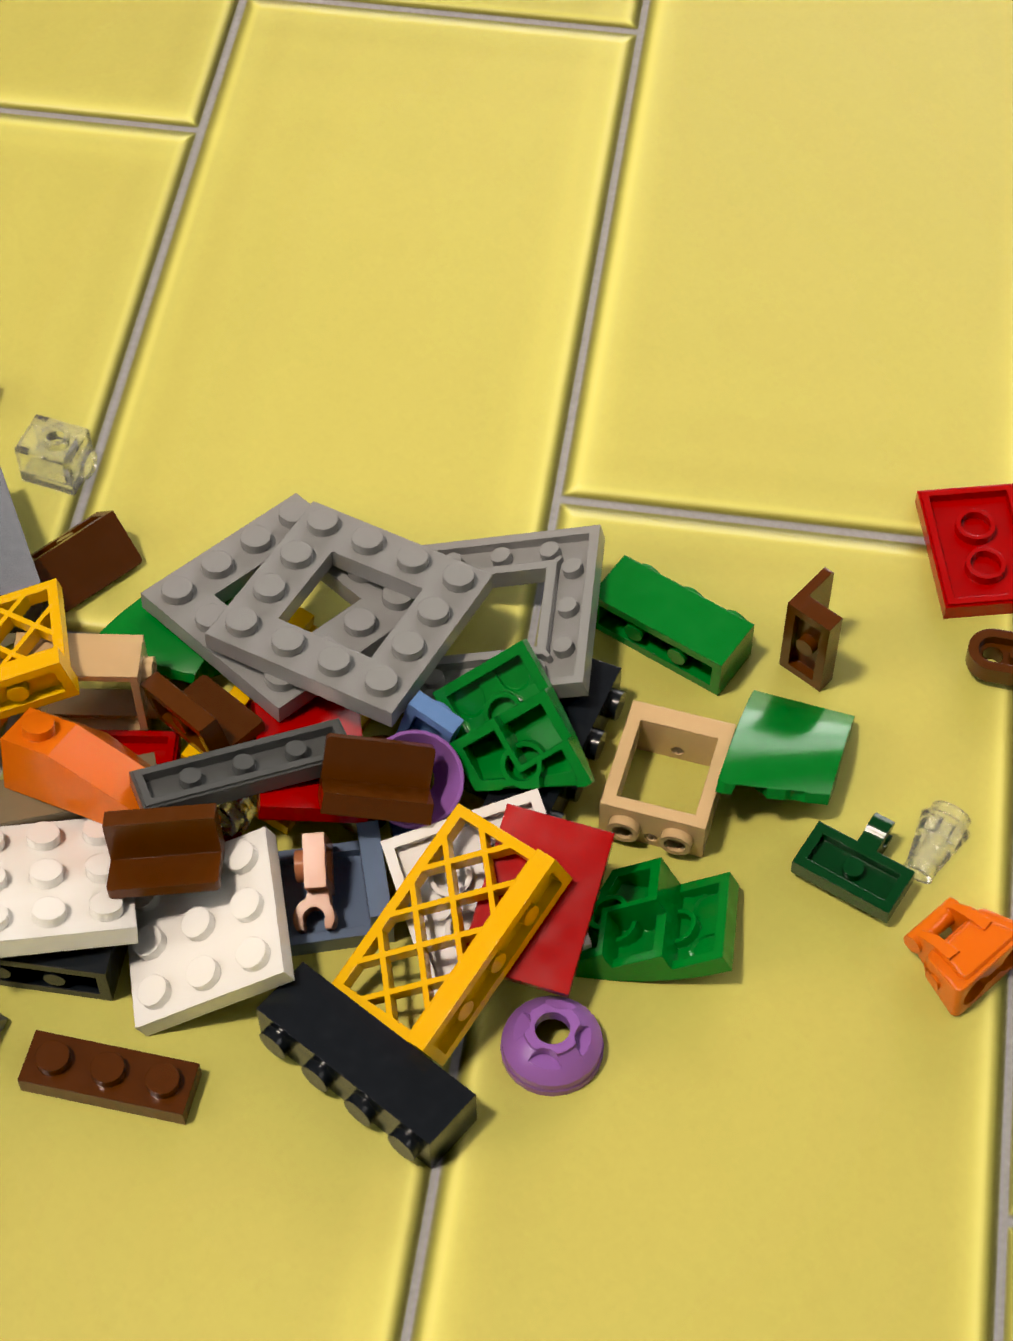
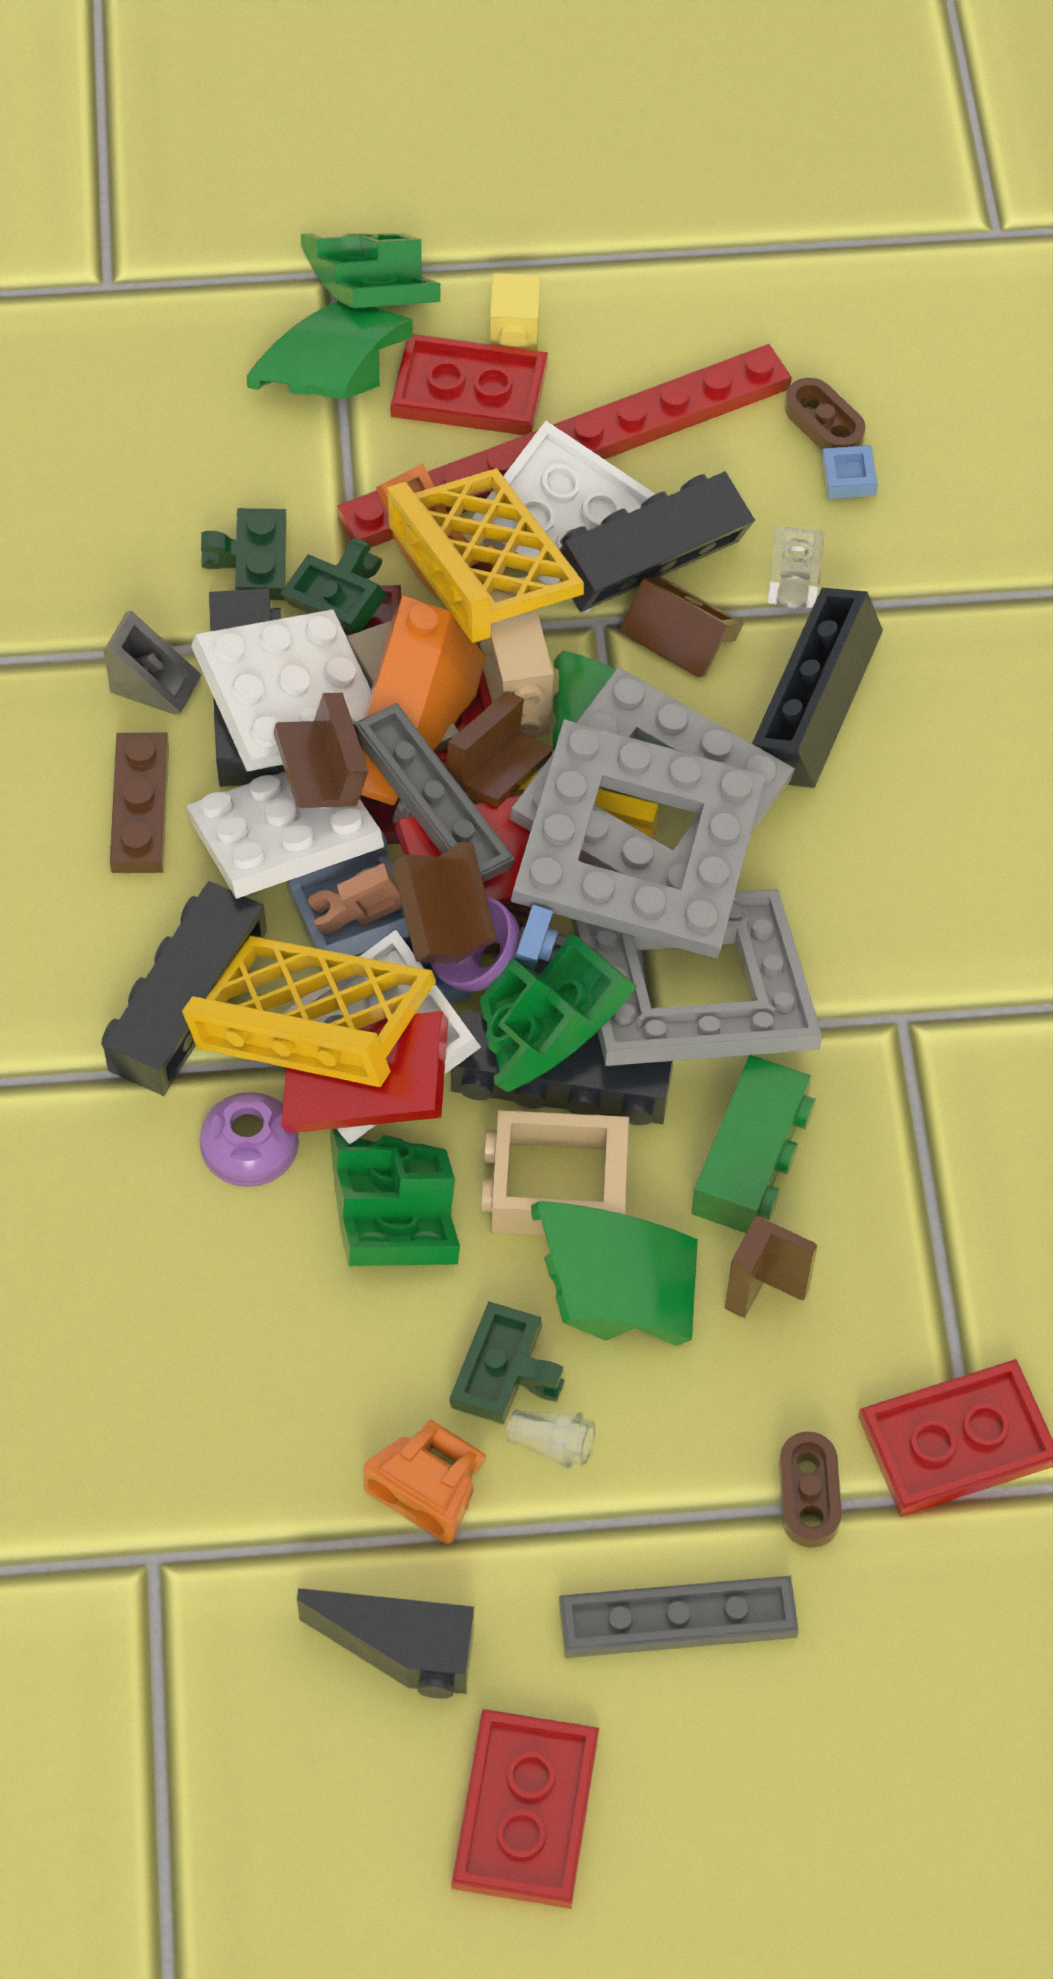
camera: 75 degrees right, 5 degrees up
(198, 456) = (820, 682): none -> black brick

